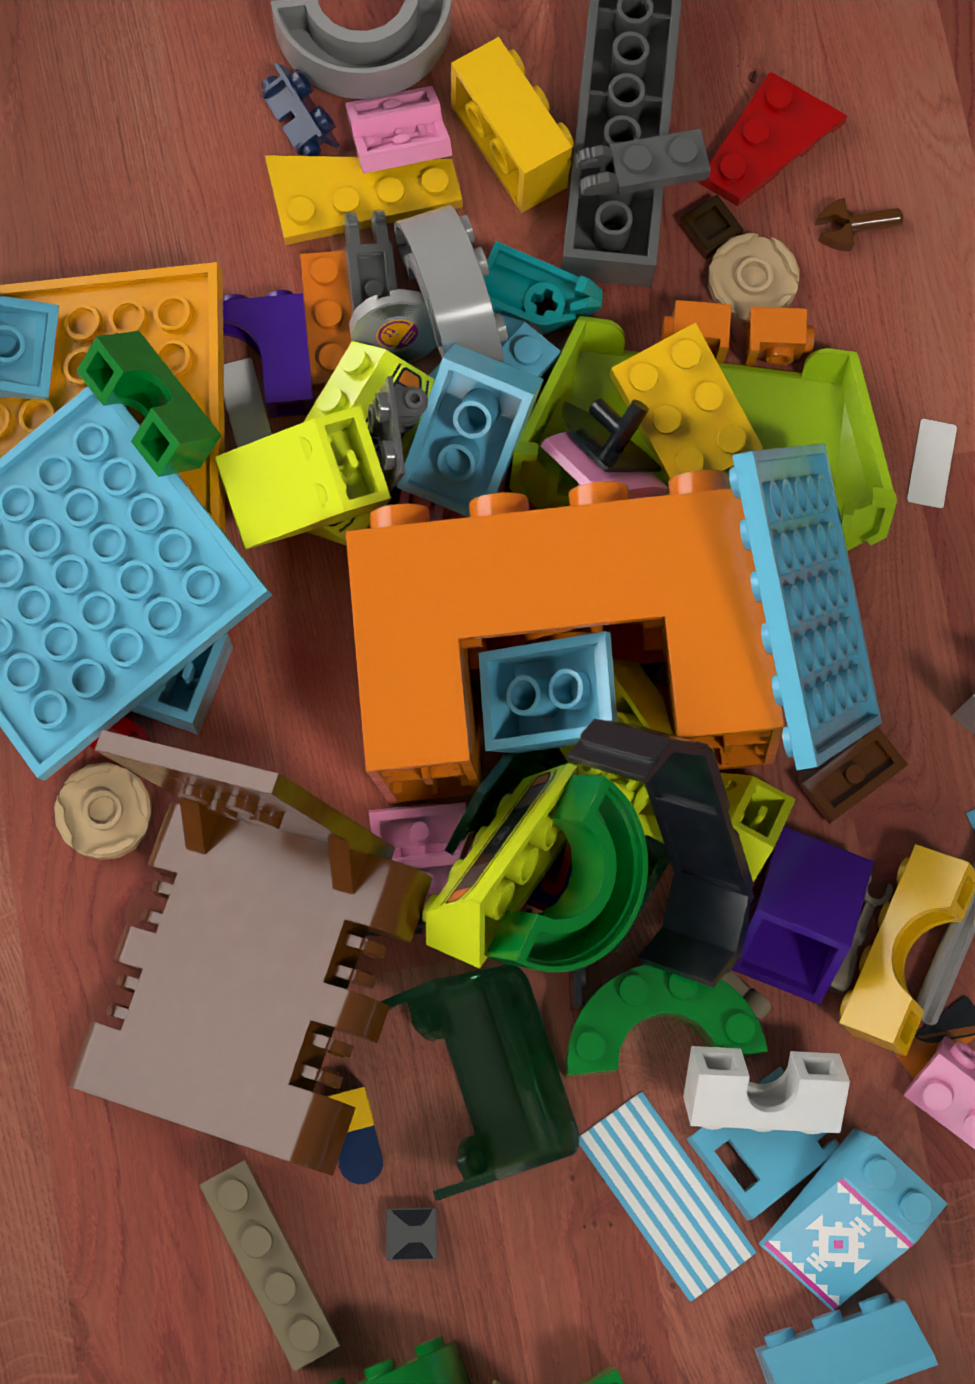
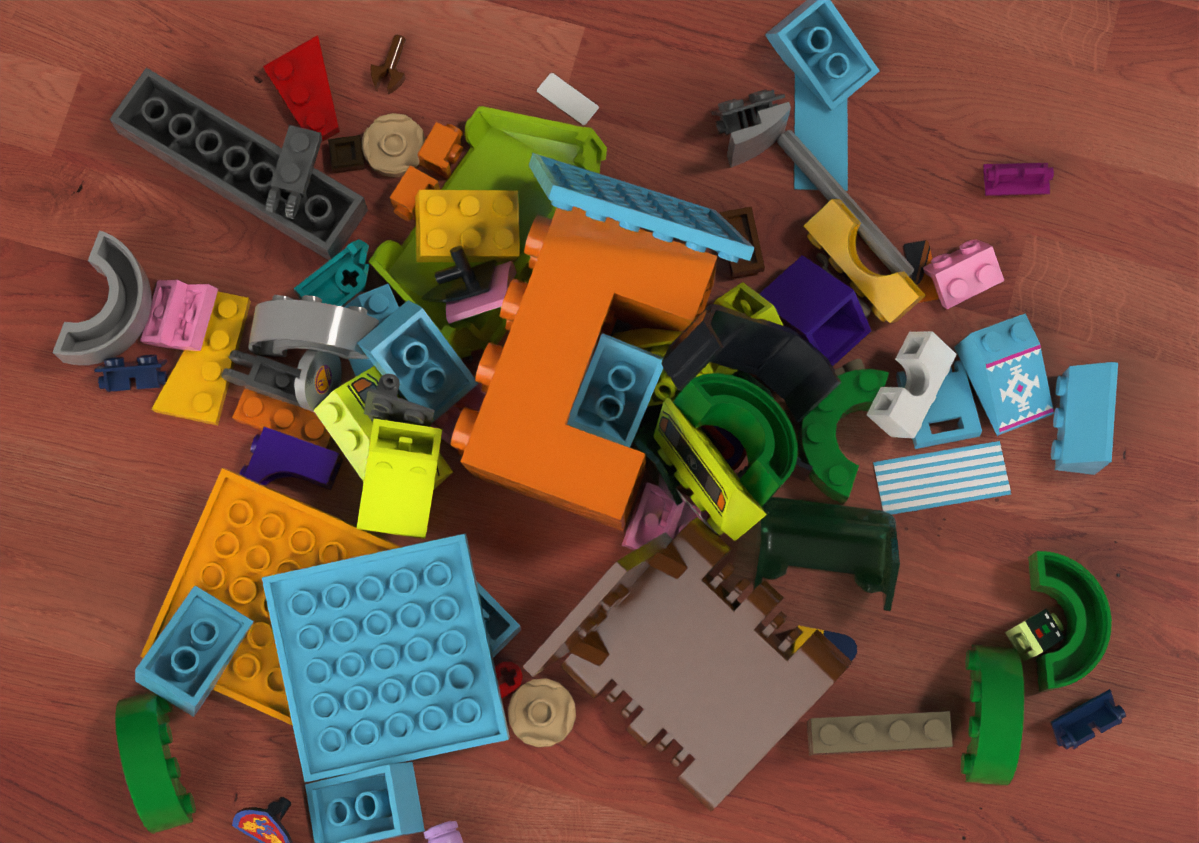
camera: 60 degrees left, 0 degrees up
(131, 373) = (273, 554): green arch -> none
(244, 403) = (324, 500): white sticker -> none
(411, 1234) = (897, 640): dark grey tile -> none
(511, 124) = (217, 241): yellow brick -> none

